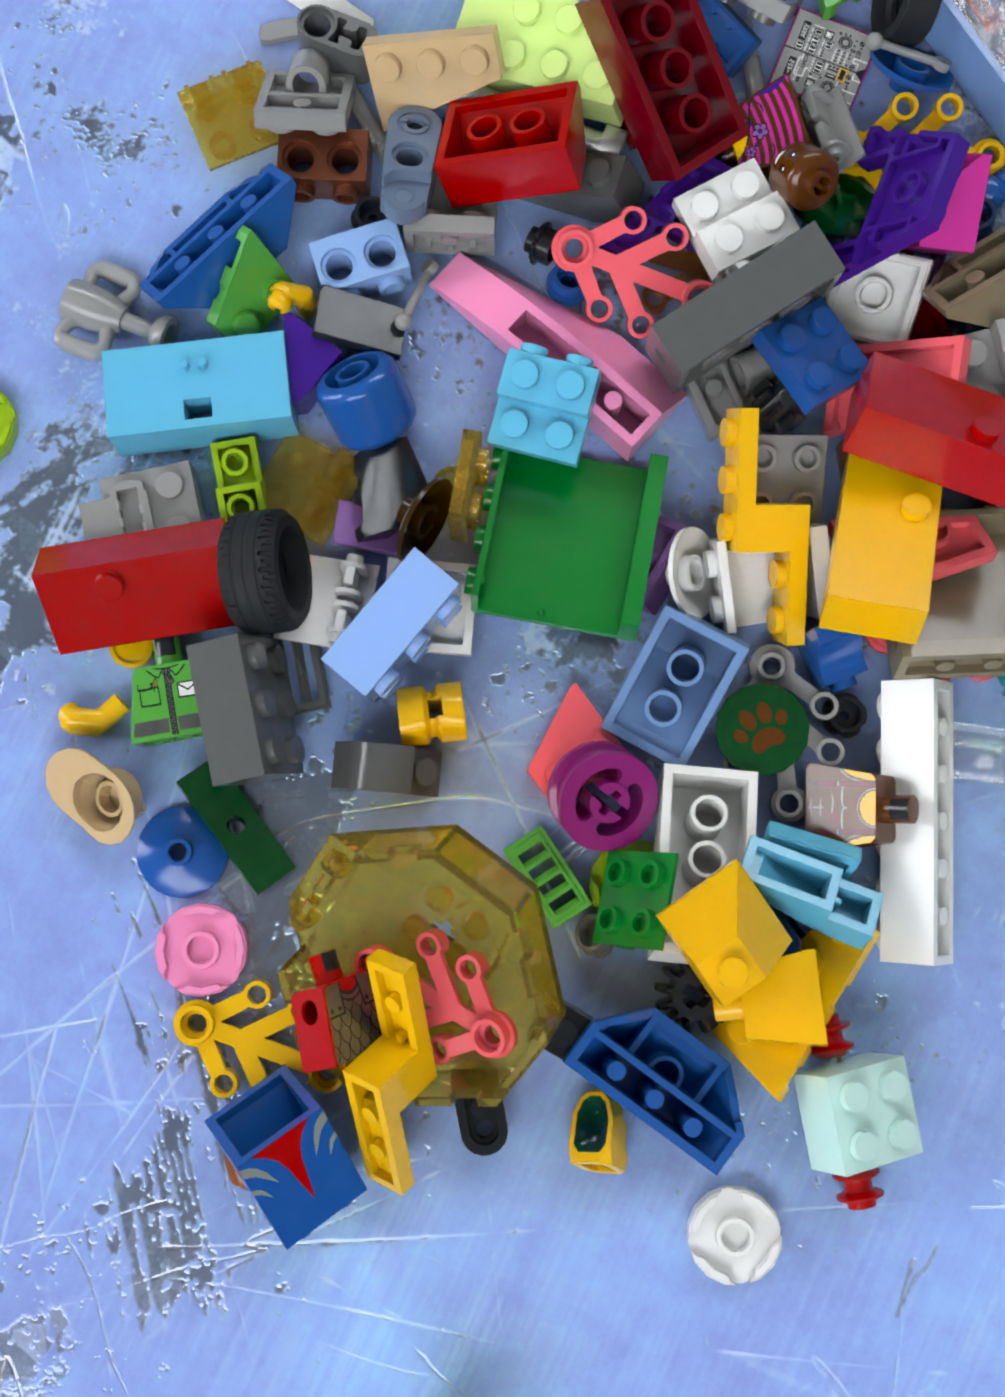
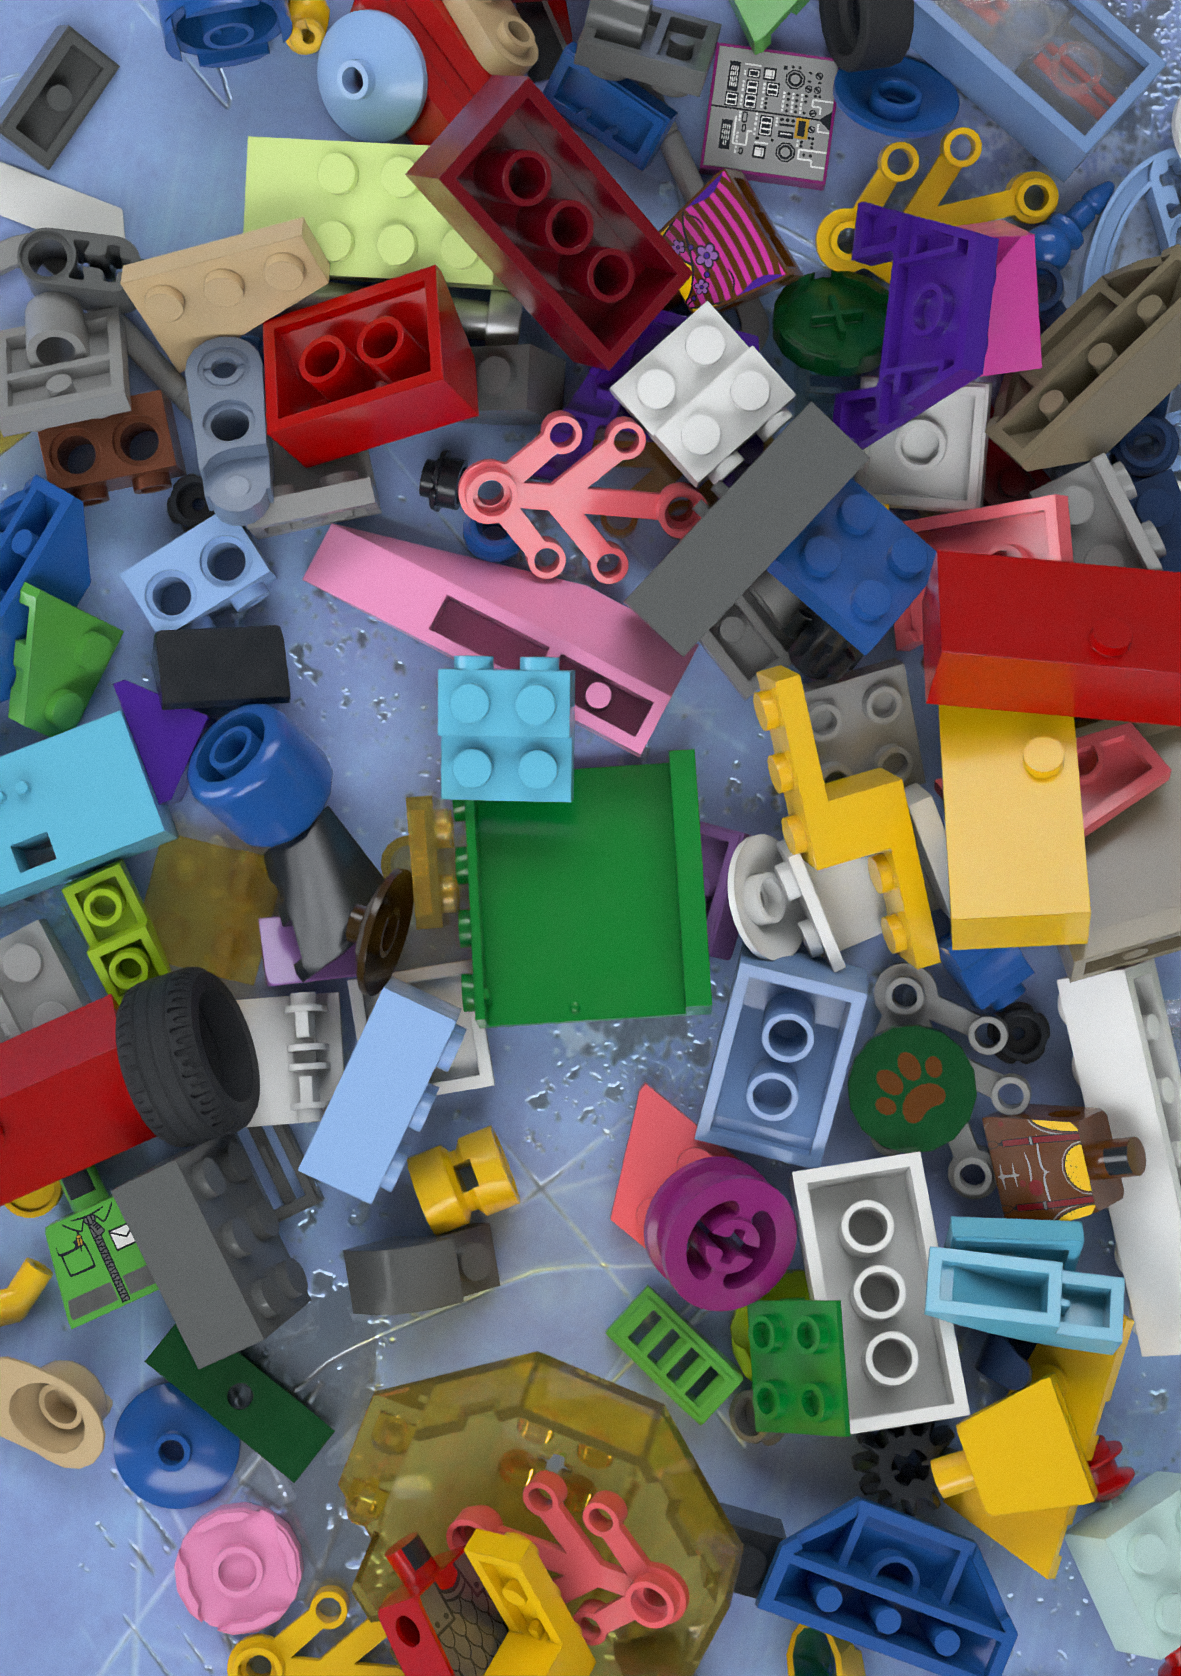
camera: 20 degrees left, 5 degrees up
(288, 293) = (111, 651): yellow arm -> none
(403, 320) = (295, 554): light grey hinge -> none
(726, 933) = (928, 1394): yellow slope -> none
(804, 176) = (782, 318): reddish brown head -> none
(832, 124) = (806, 221): light grey hinge -> none
(875, 41) = (935, 79): light grey hinge -> none

